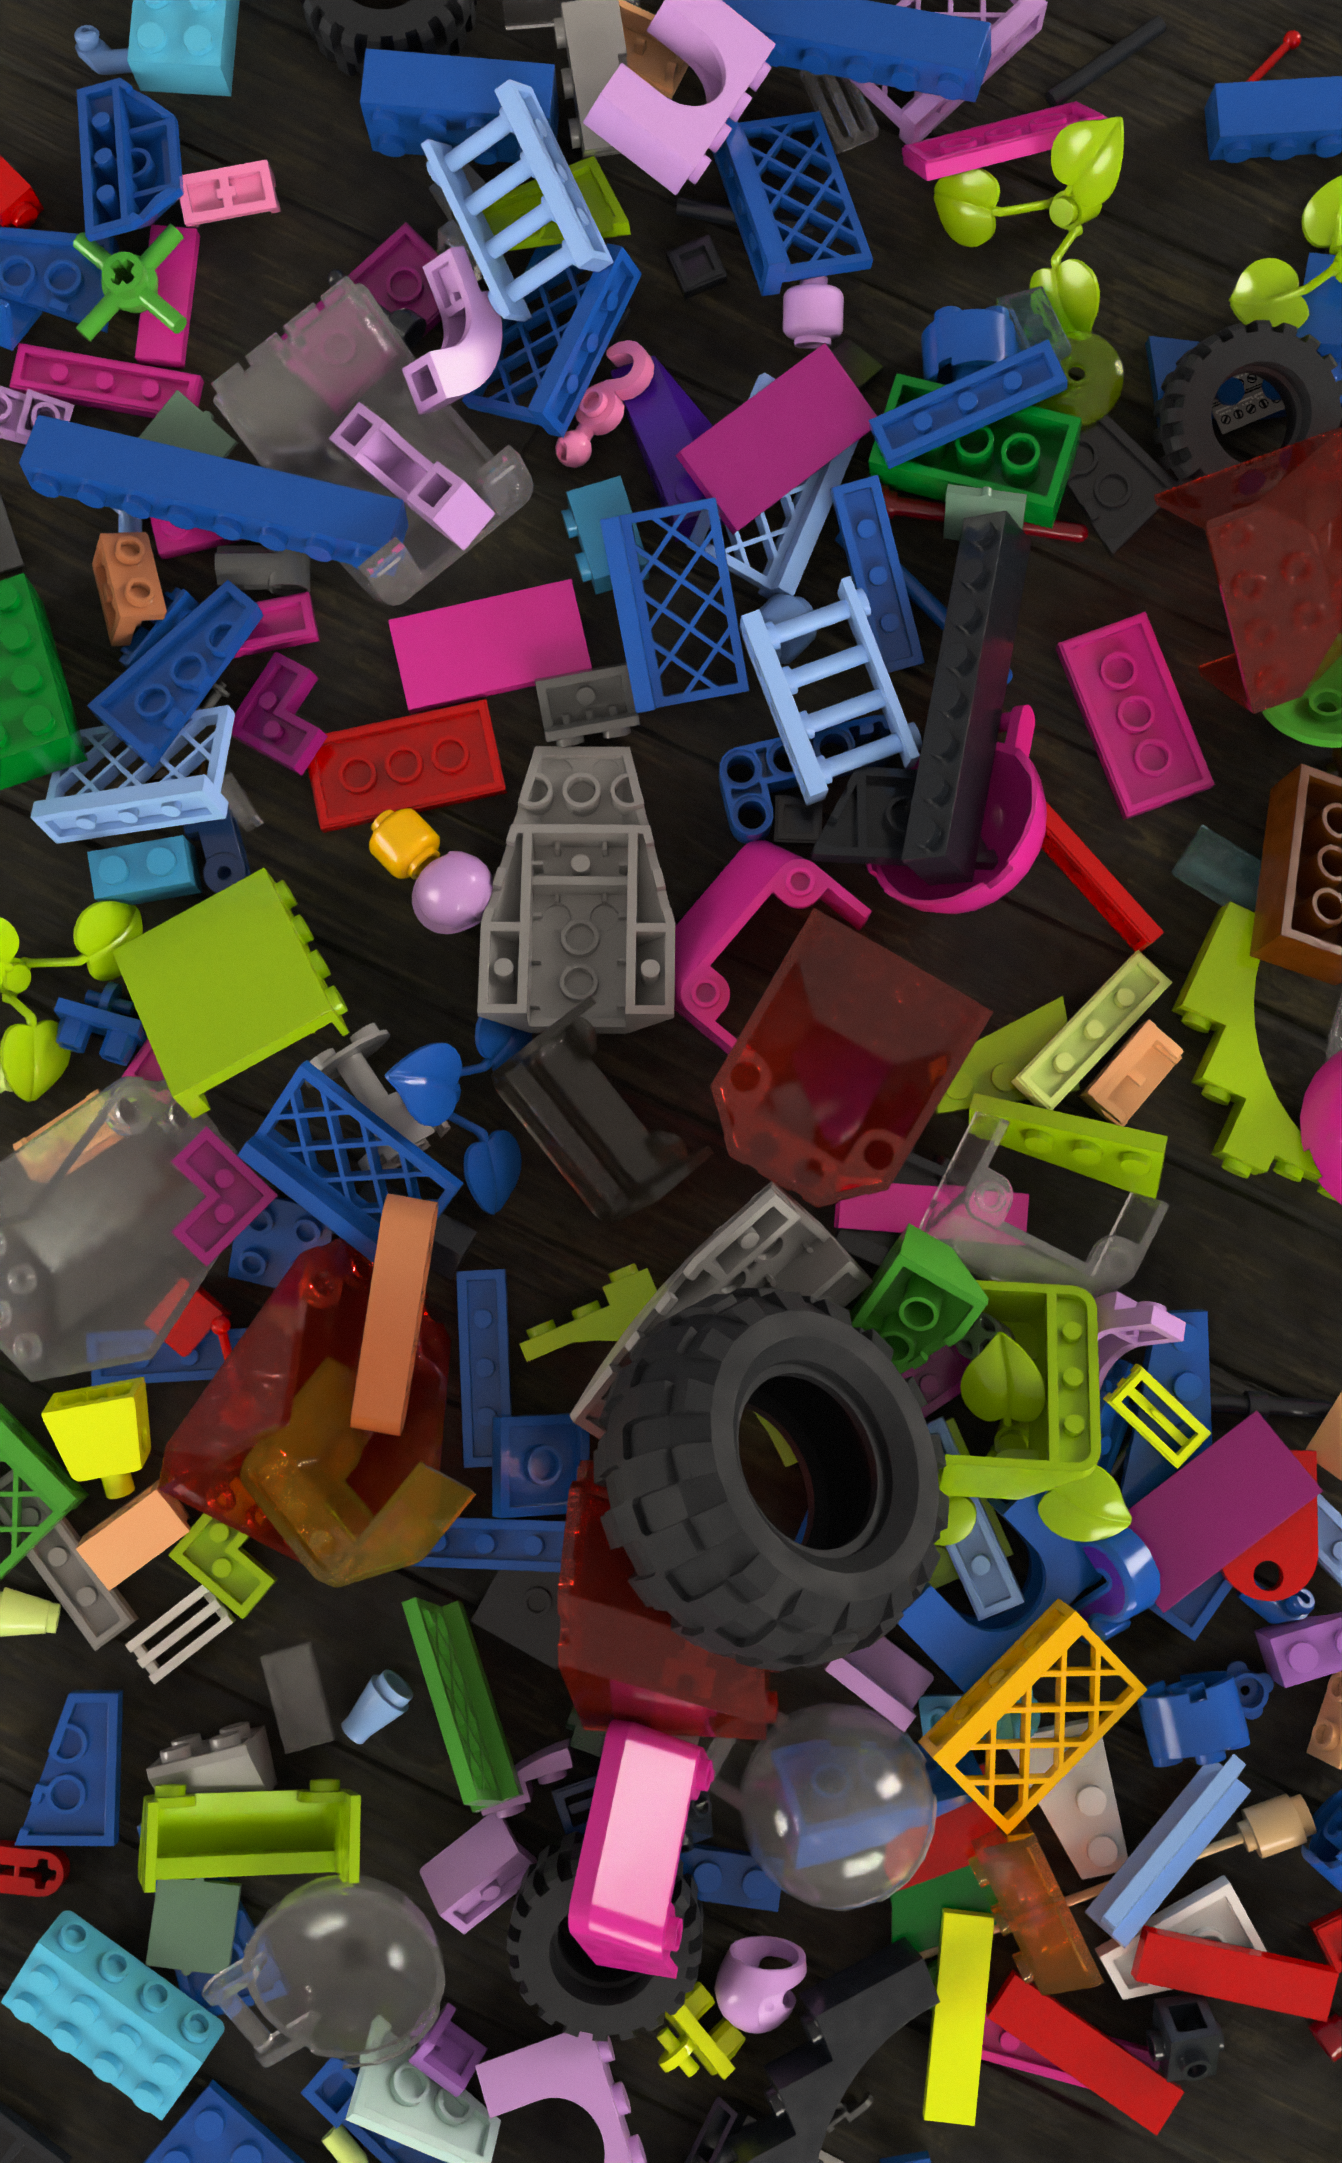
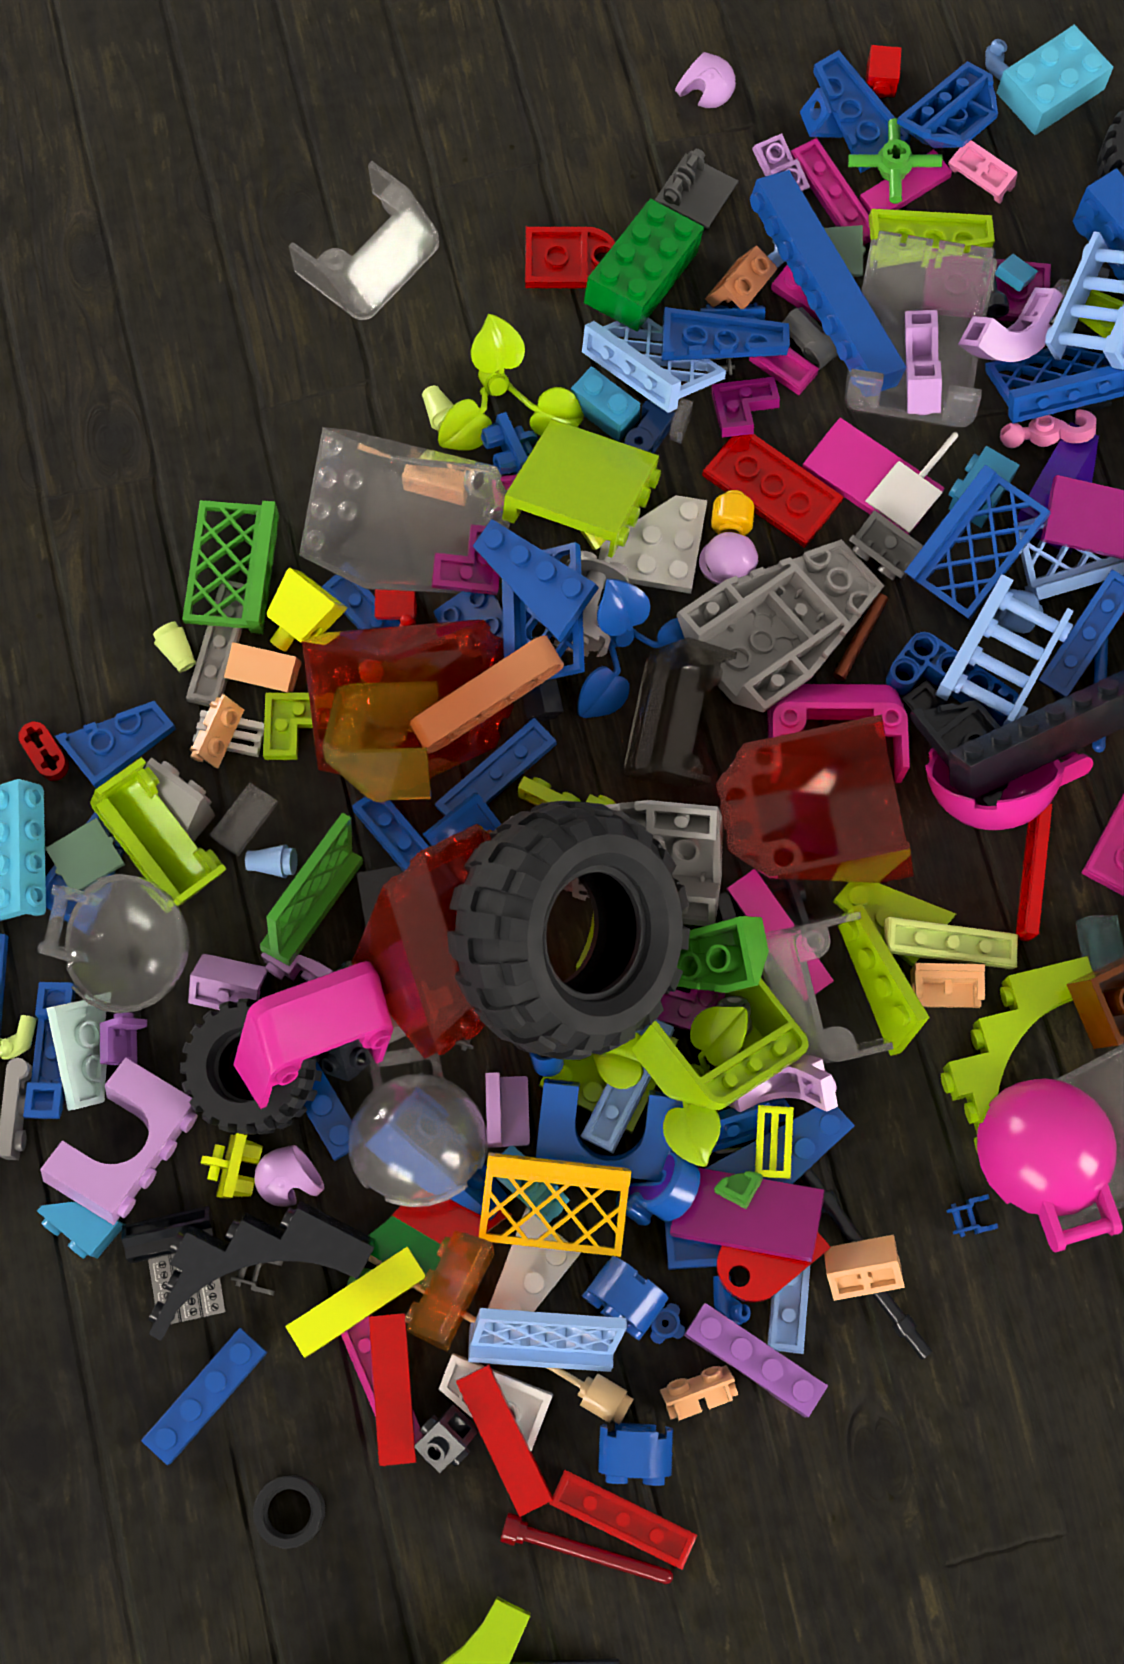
camera: 50 degrees right, 10 degrees down
(178, 1665) = (221, 724): none -> light nougat hinge
(252, 314) = (951, 227): none -> lime wing
(315, 1144) = (542, 582): none -> blue wing
(372, 950) = (663, 545): none -> white plate
(386, 271) = (1016, 272): none -> dark azure tile
(544, 629) = (906, 495): none -> white piece
(665, 824) = (860, 637): none -> copper bar
(1179, 1498) = (739, 1187): none -> bright green tile

